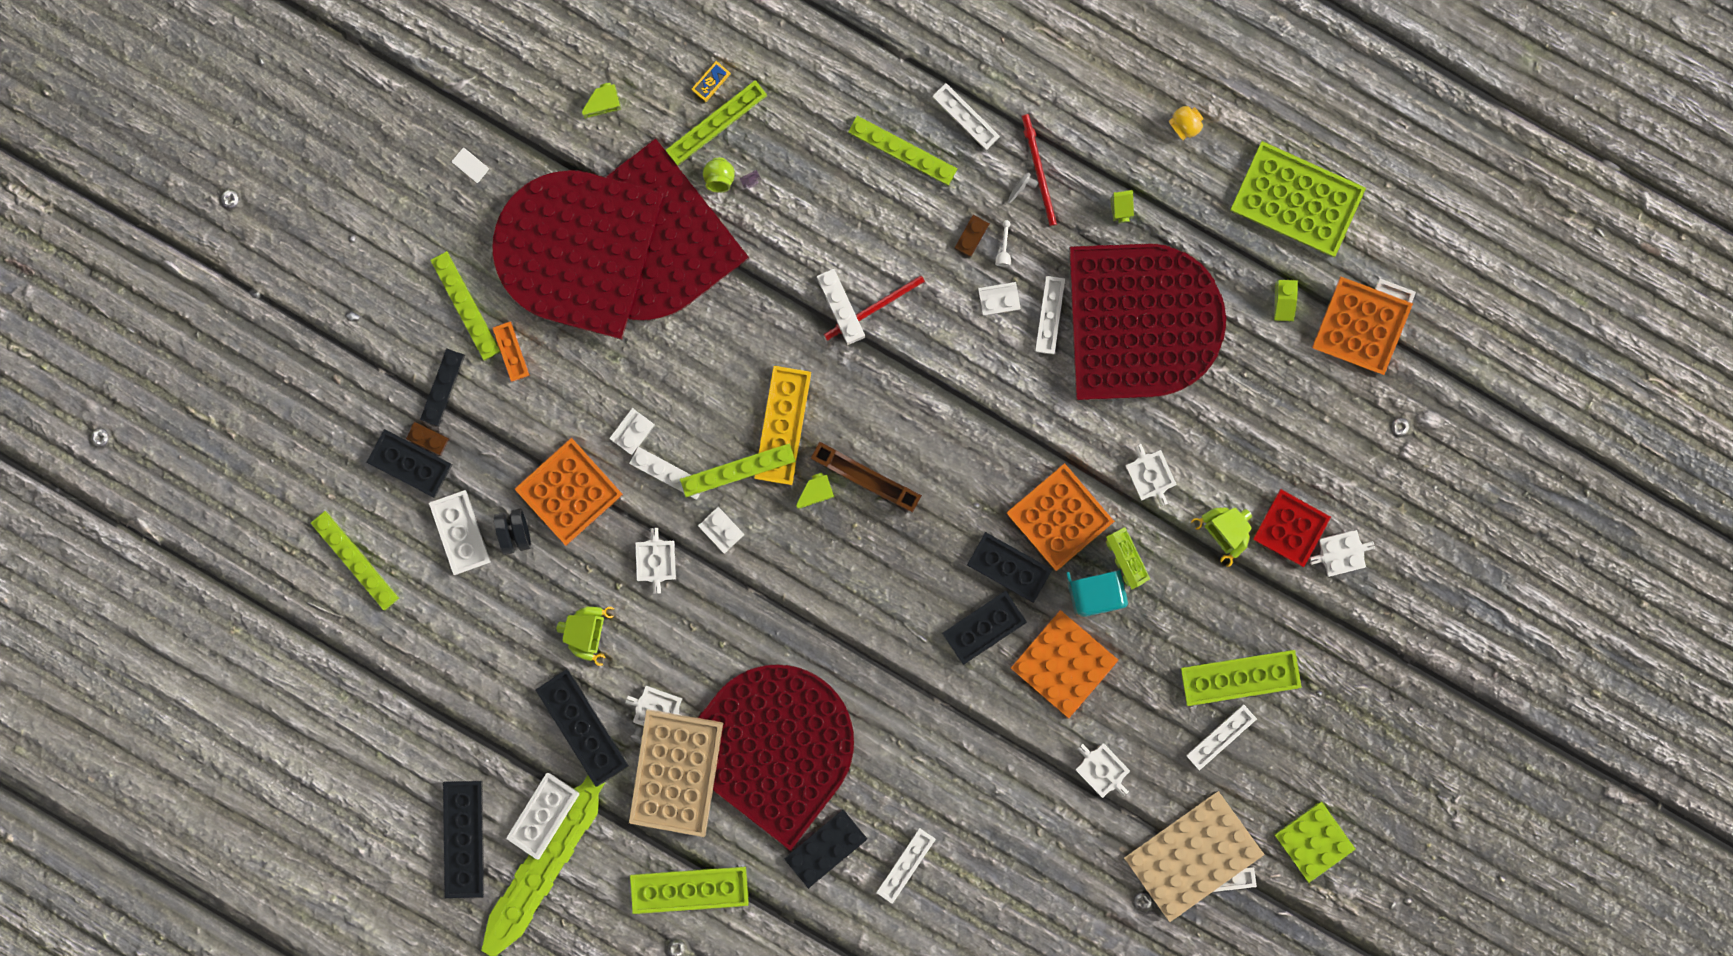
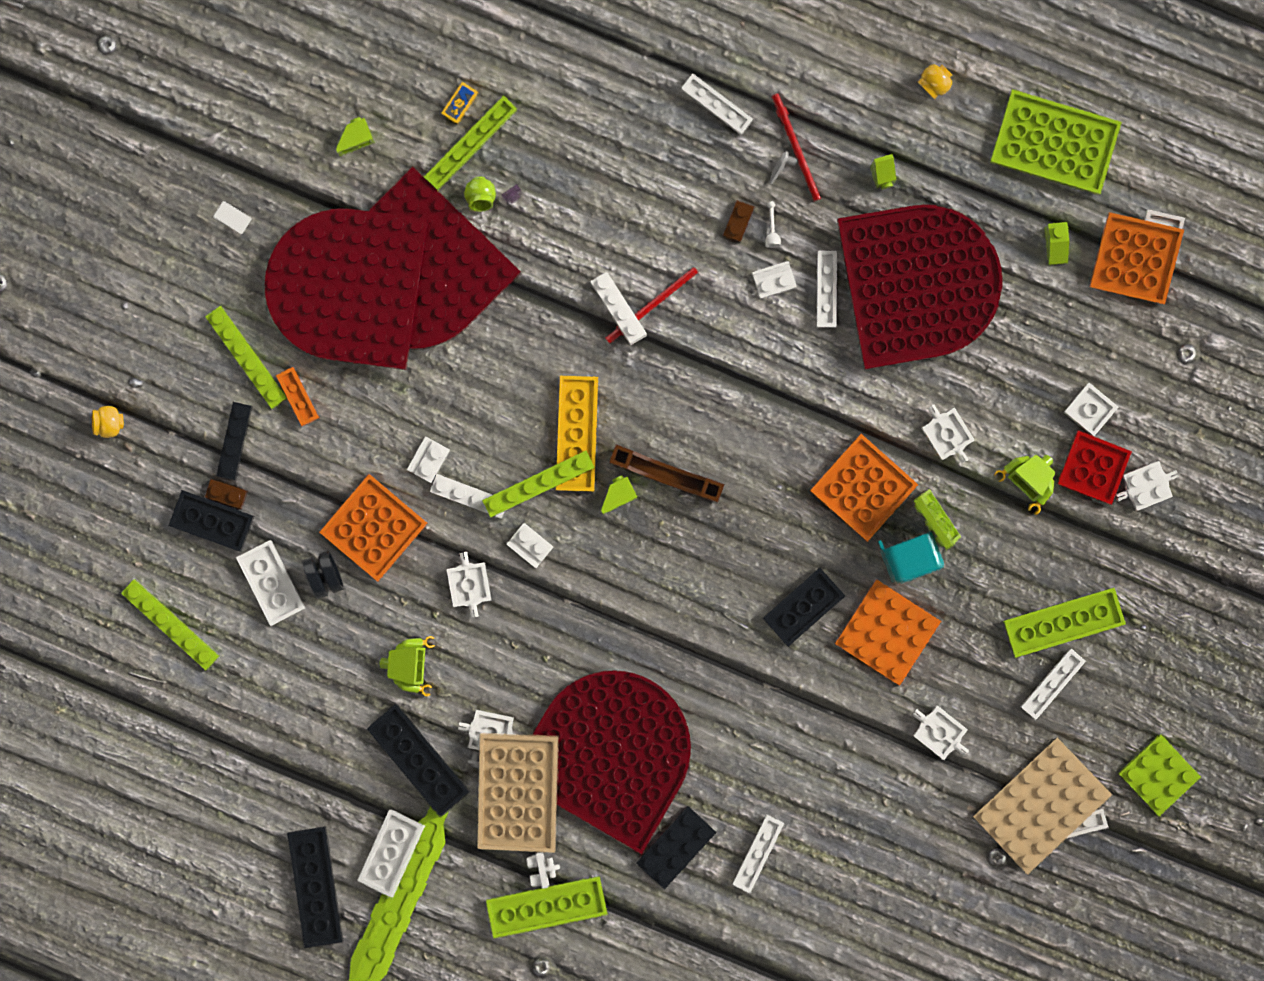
camera: 10 degrees left, 0 degrees up
(319, 351) = (106, 422): none -> yellow piece
(689, 860) = (542, 878): none -> white hips
(902, 150) = (658, 146): lime plate -> none
(1009, 567) = (820, 544): black plate -> none
(1296, 470) = (1090, 409): none -> white plate

